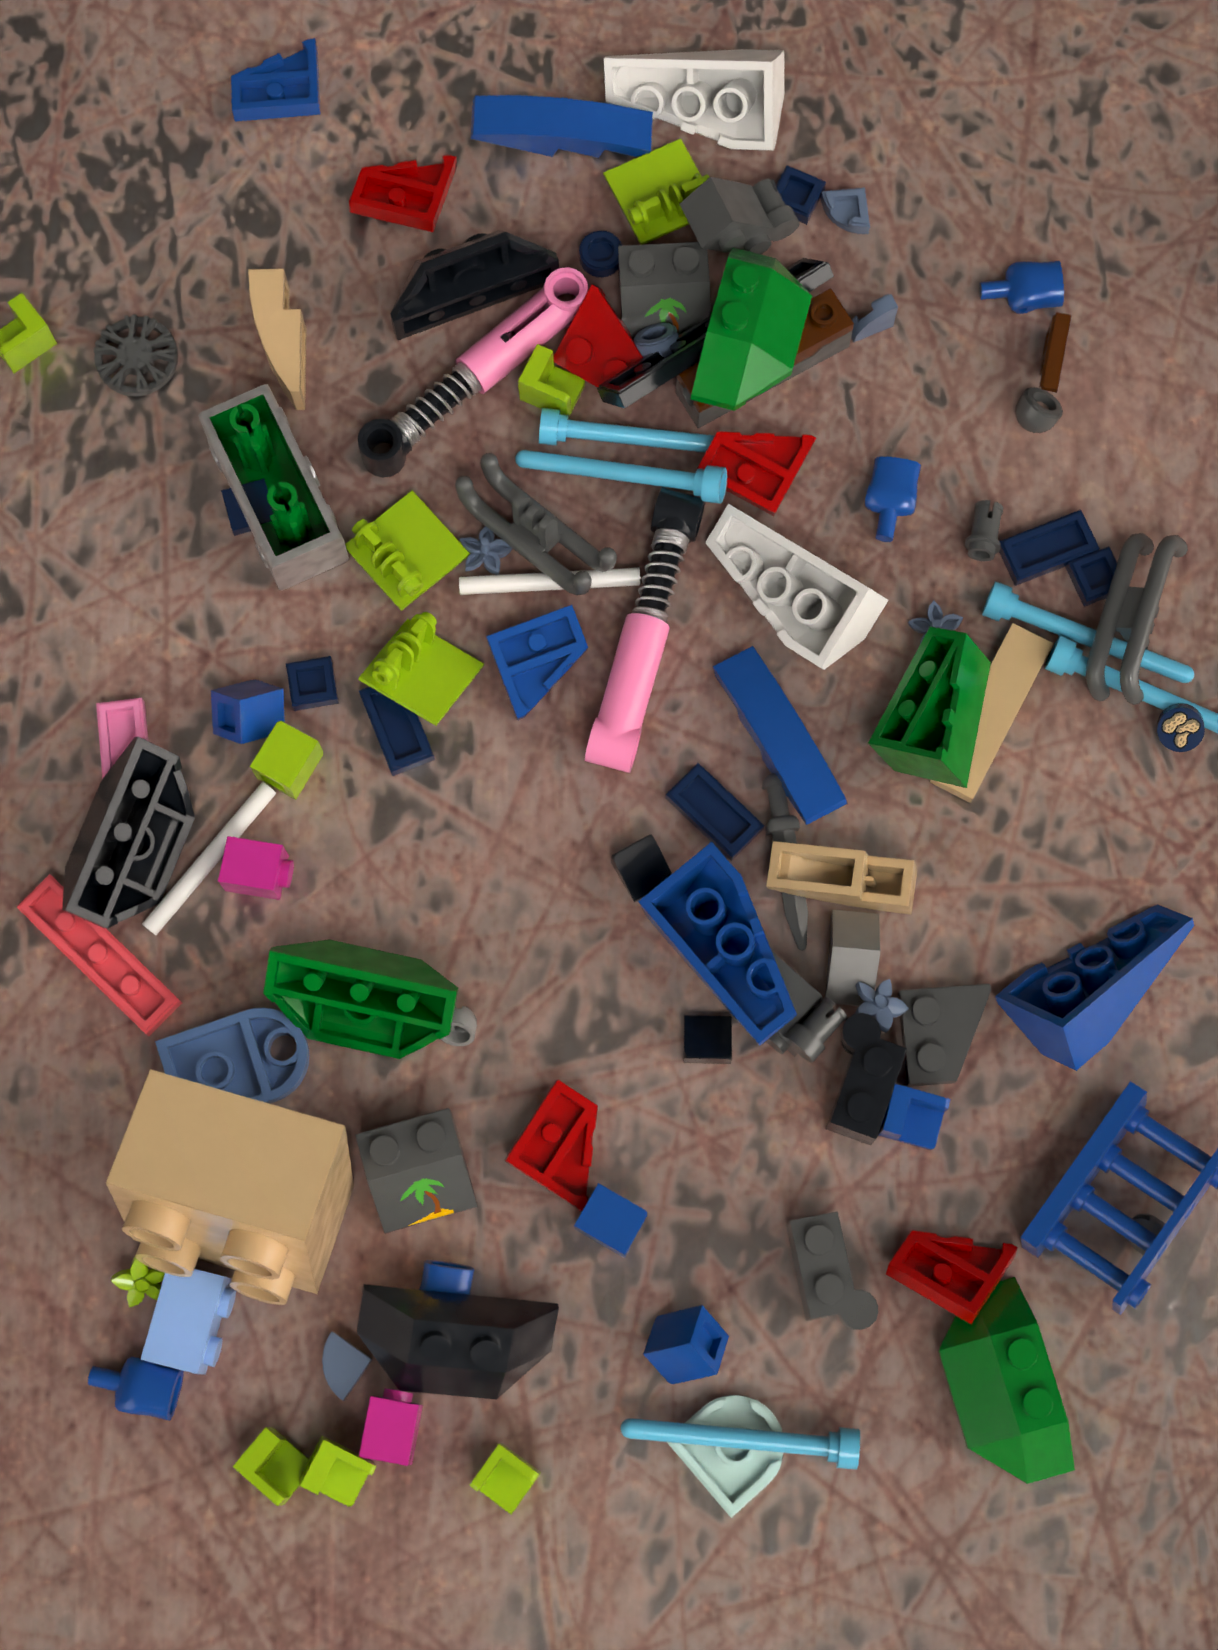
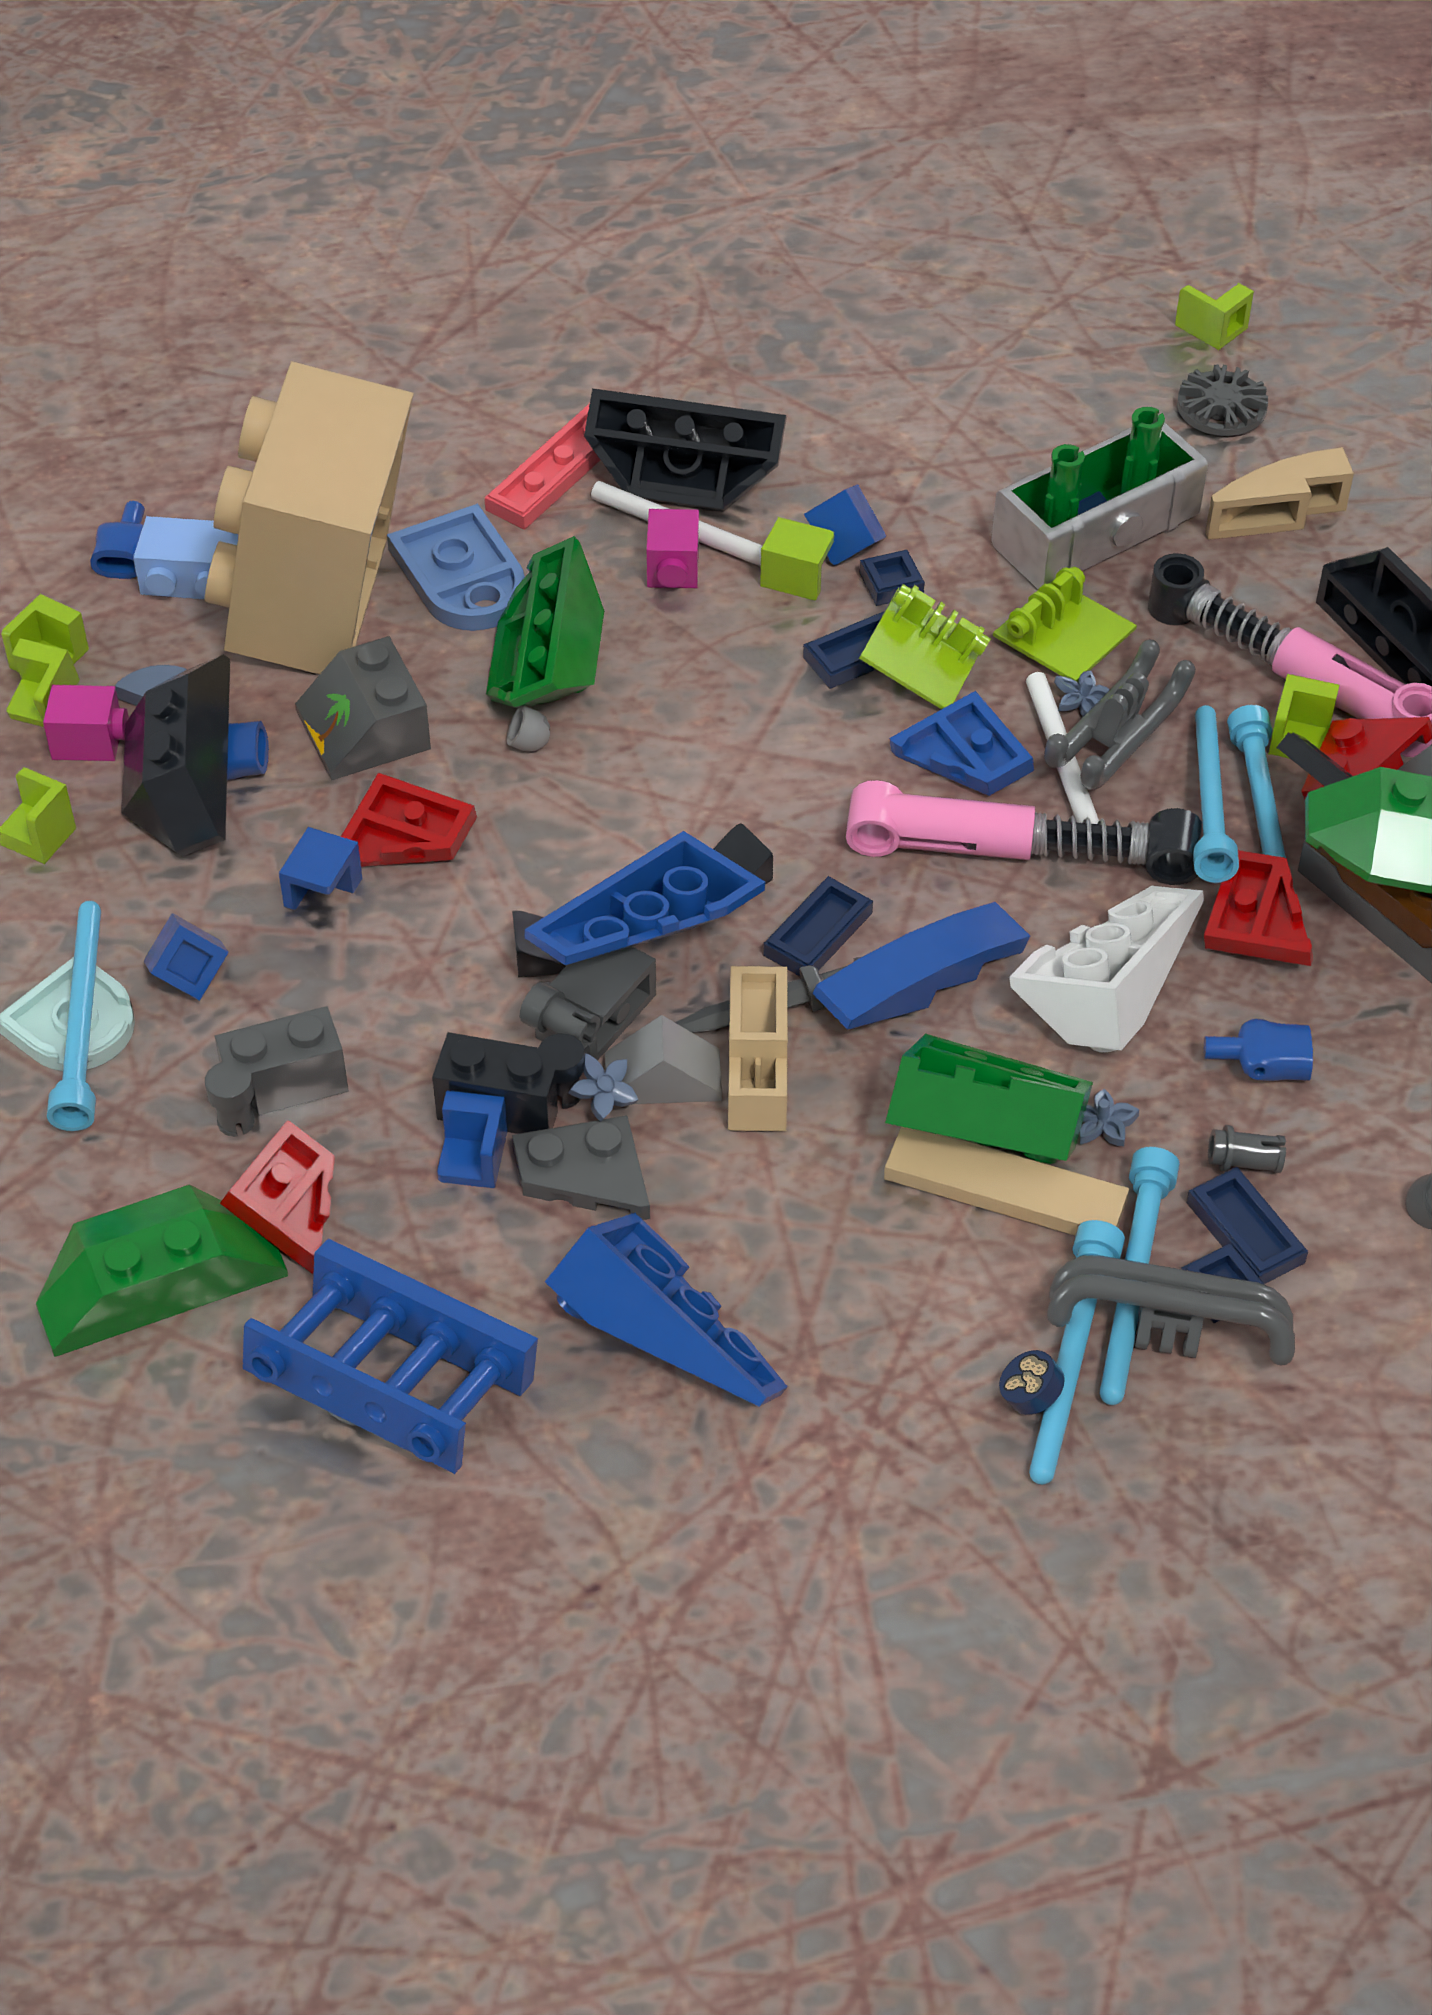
camera: 80 degrees right, 25 degrees down
(118, 726) = (808, 446): bright pink tile -> none

